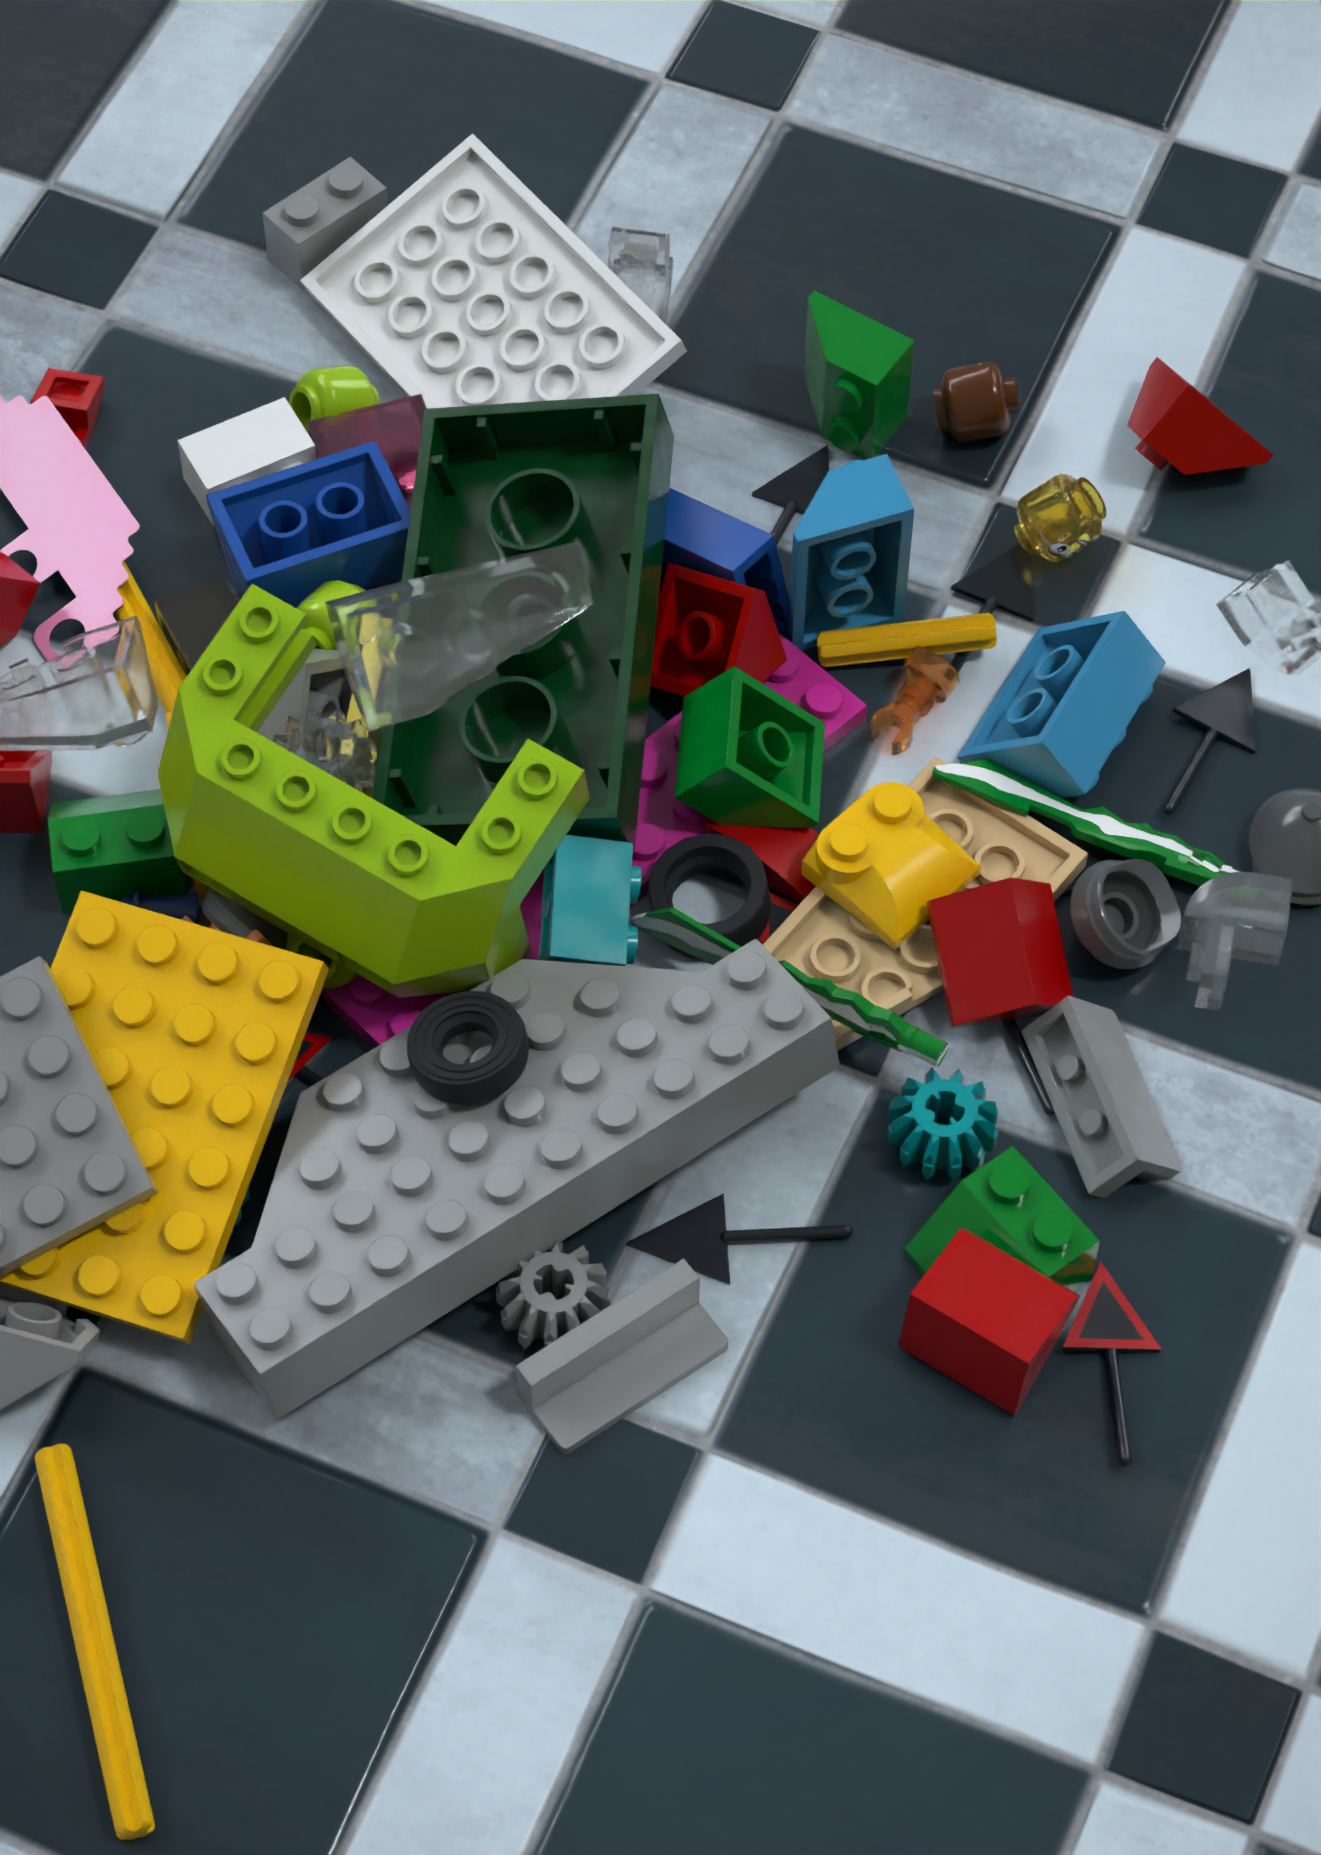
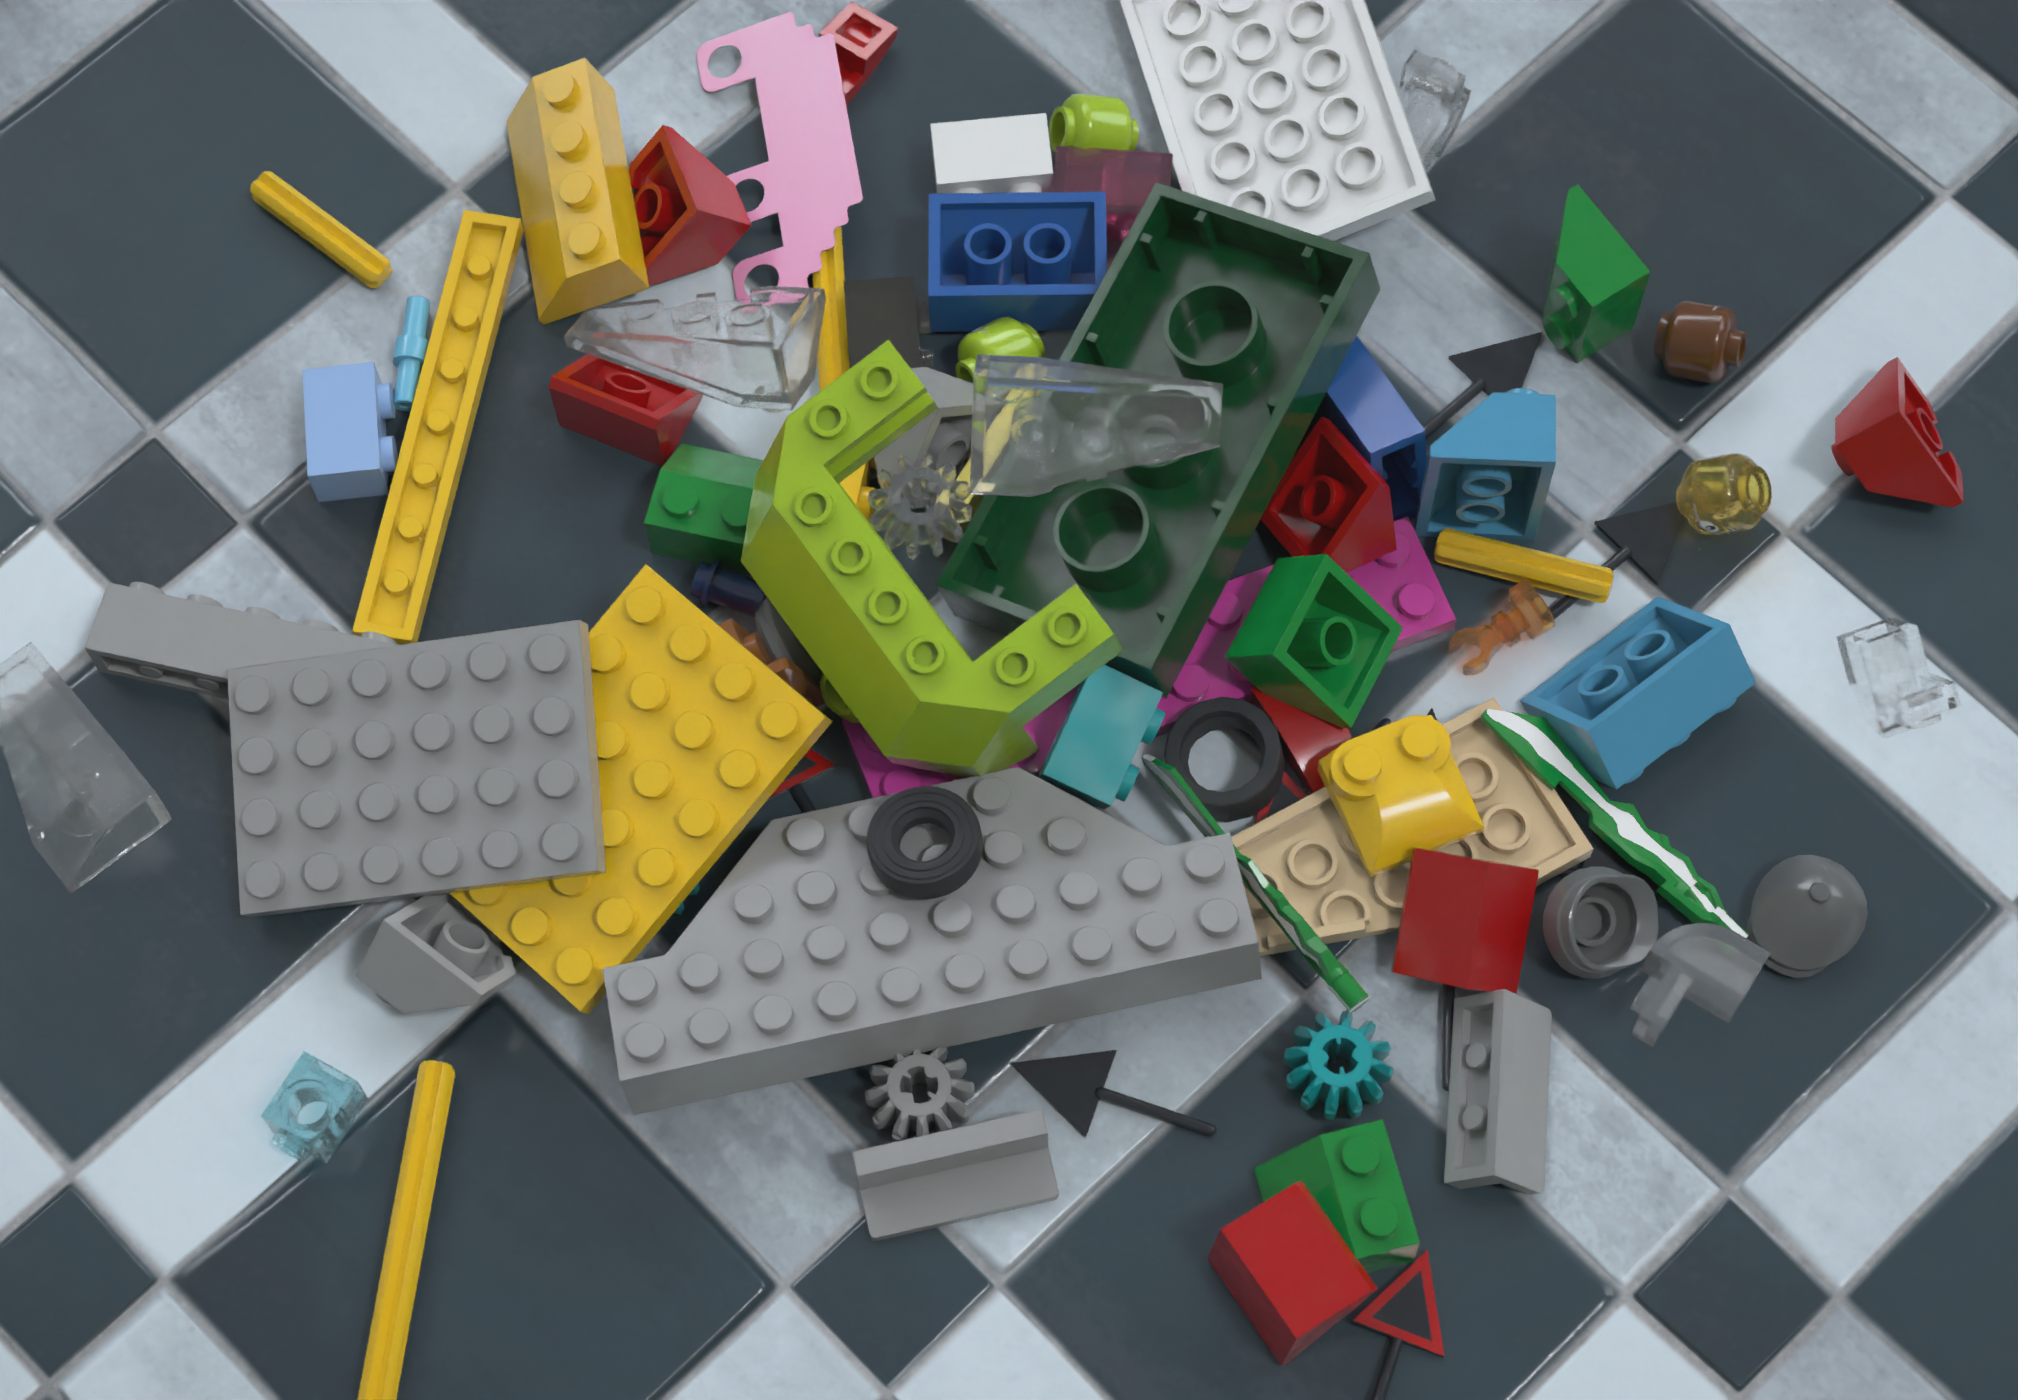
camera: 25 degrees right, 10 degrees up
(1224, 712) = (1795, 749): black piece -> none

